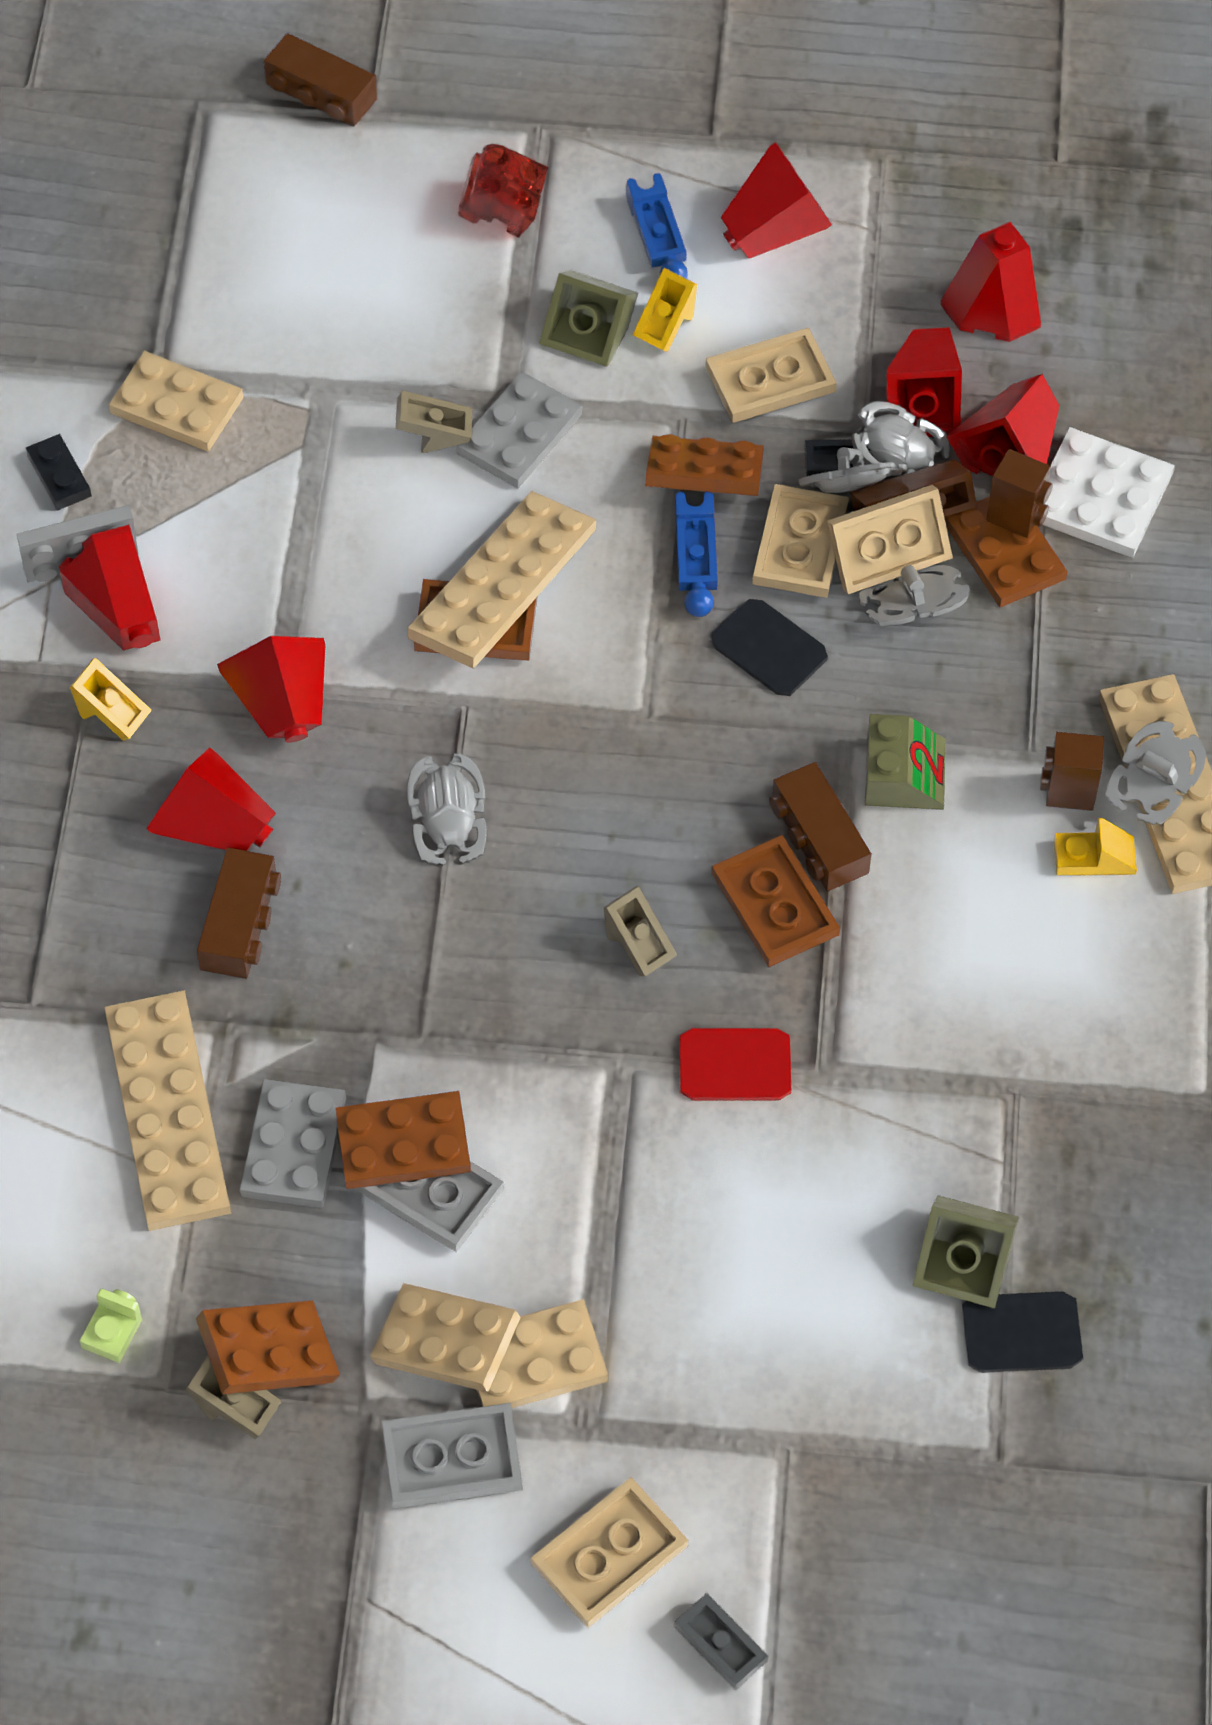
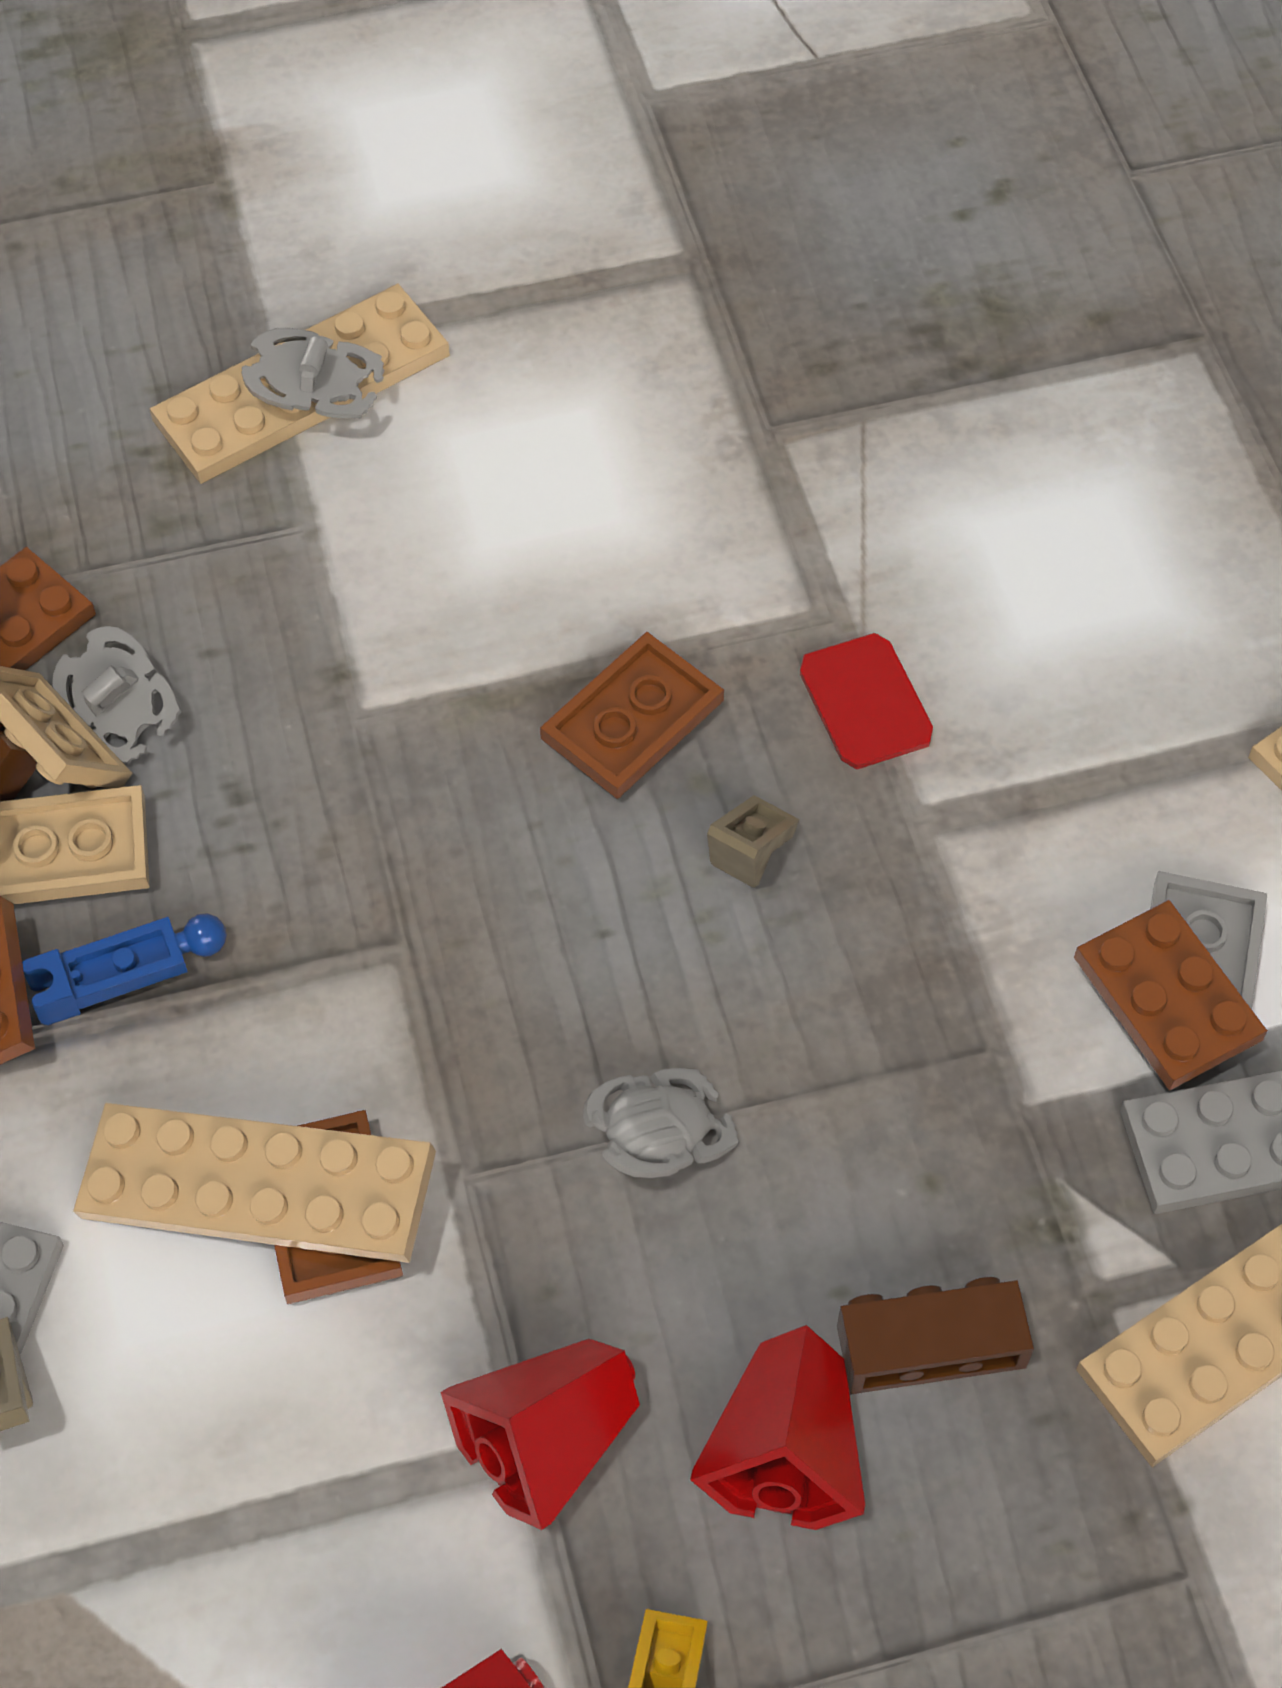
camera: 110 degrees left, 0 degrees up
(769, 647) = (242, 843): black piece -> none
(820, 827) = (508, 694): reddish brown brick -> none
(904, 764) = (385, 642): olive slope -> none
(965, 1251) = (997, 407): olive slope -> none
(1023, 1333) = (1053, 355): black piece -> none
(1072, 771) = (341, 447): reddish brown brick -> none
(1098, 853) = (430, 431): yellow slope -> none

